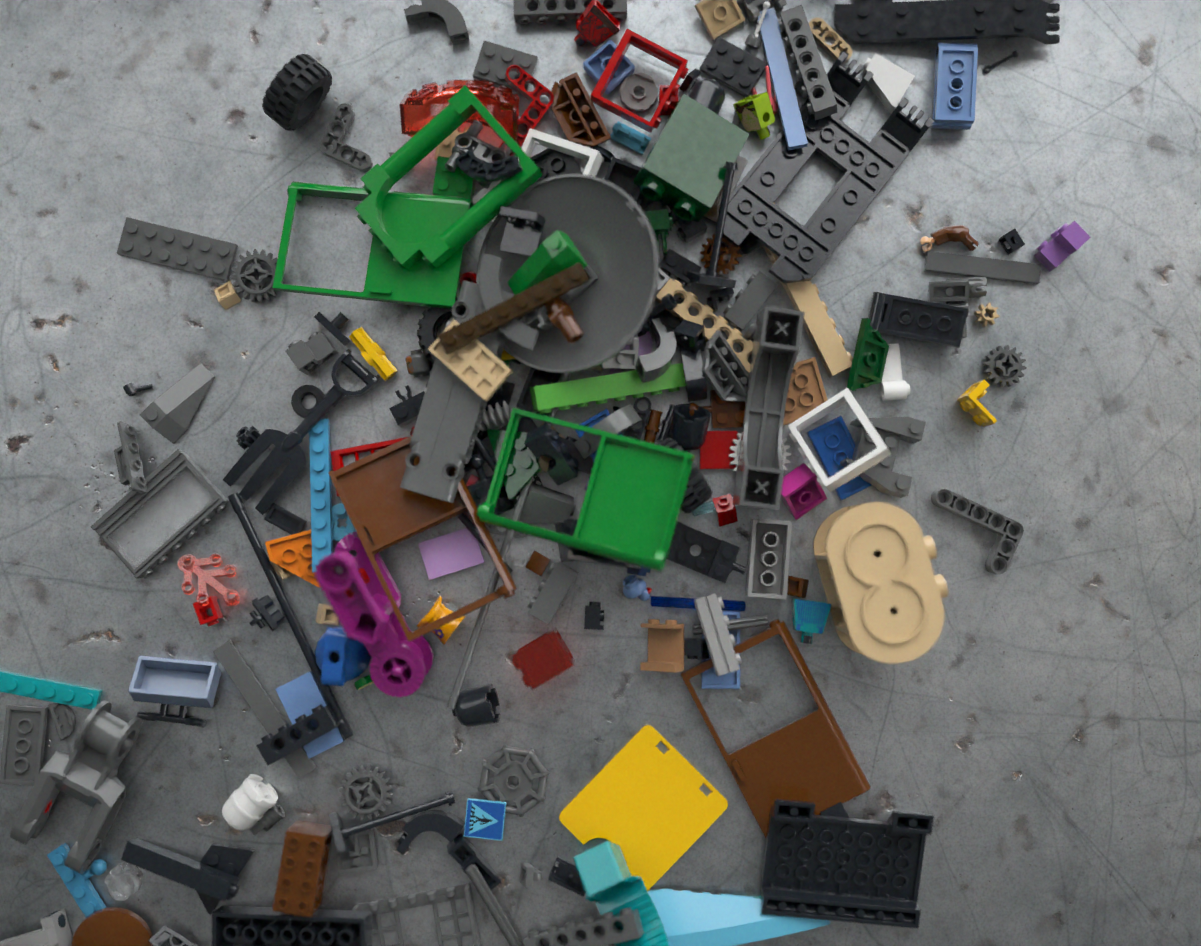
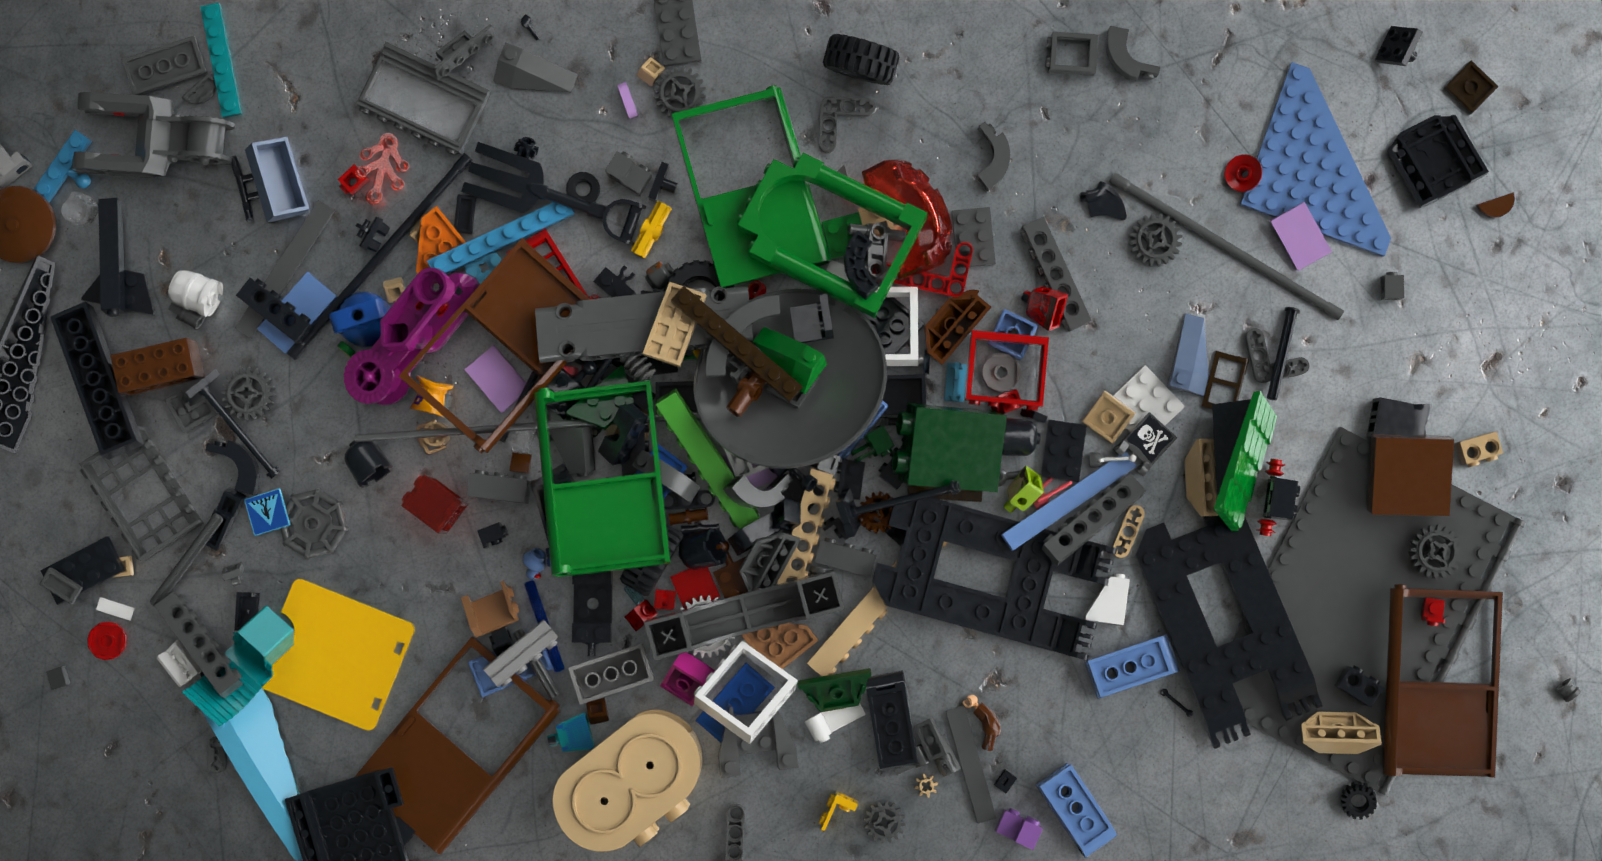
camera: 65 degrees right, 0 degrees up
(244, 326) = (627, 100): none -> lavender beam
(486, 632) = (433, 441): none -> tan piece
(719, 482) = (664, 599): none -> red bracket
(1063, 188) = (1087, 824): none -> medium blue hinge

